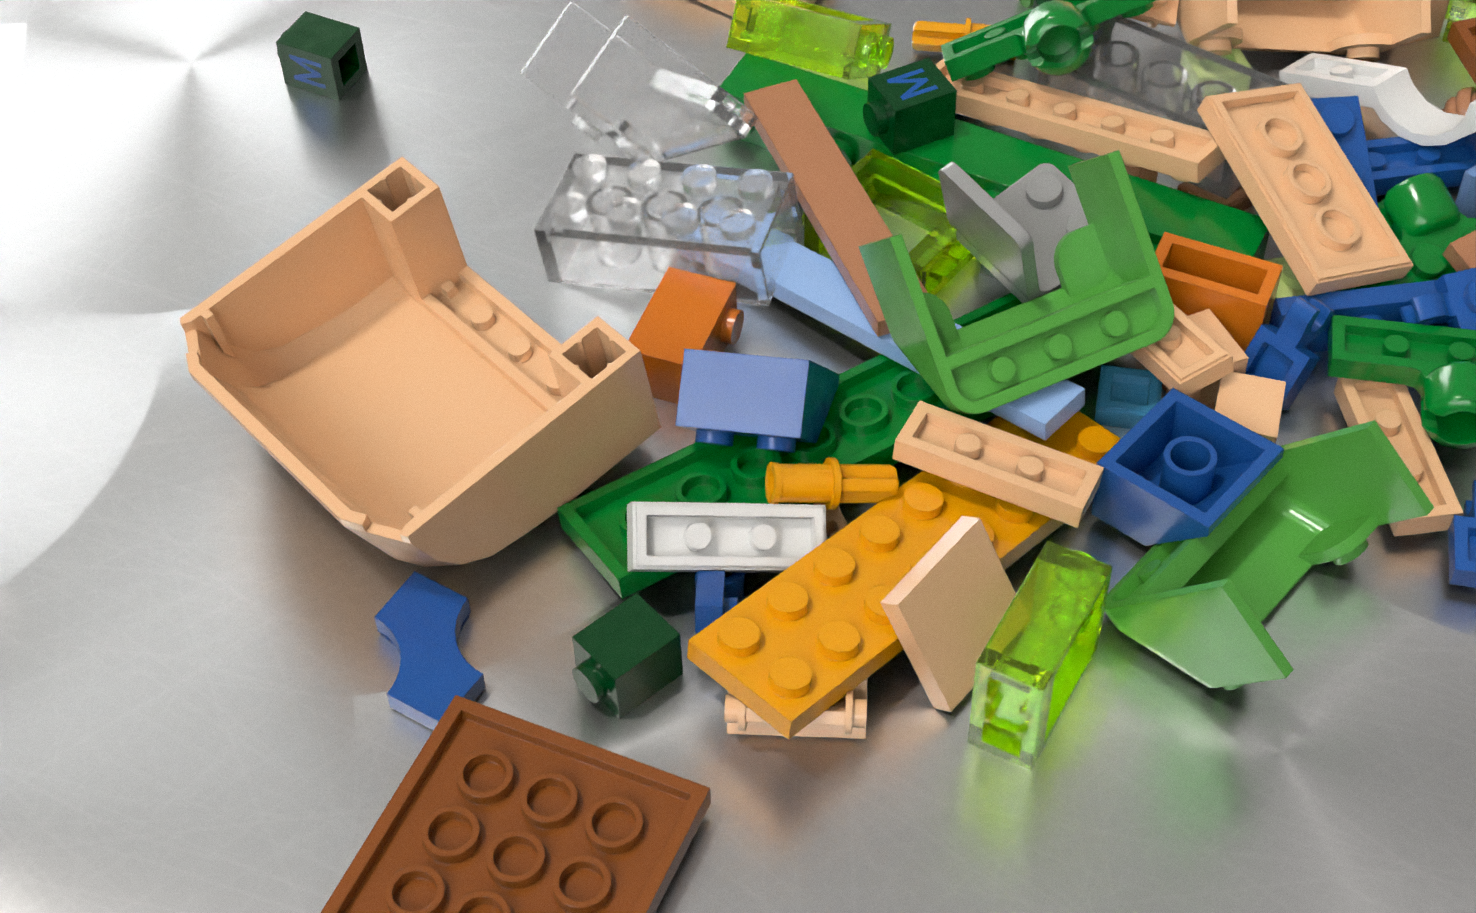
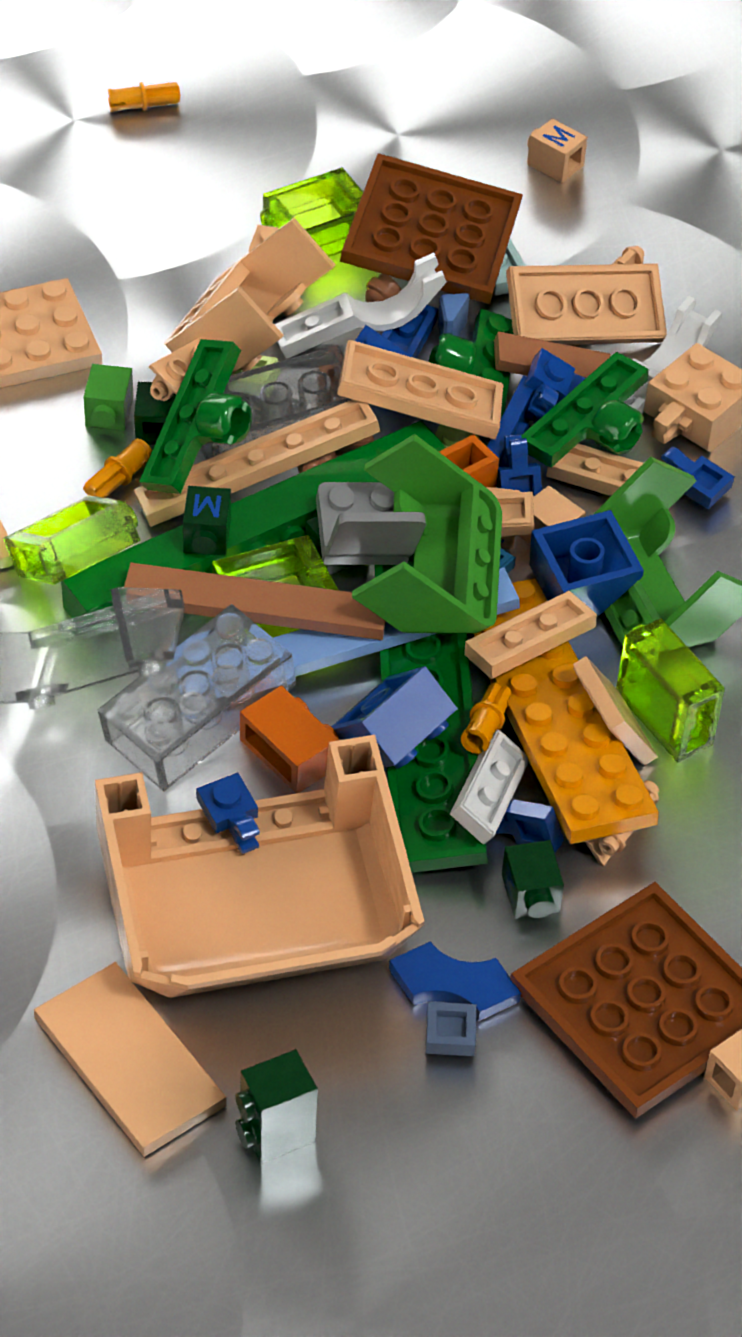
camera: 65 degrees left, 0 degrees up
(106, 546) = (277, 1106): none -> dark green brick
(131, 429) = (130, 1058): none -> light nougat tile
(343, 676) = (451, 1029): none -> sand blue plate
(521, 321) = (231, 807): none -> blue plate

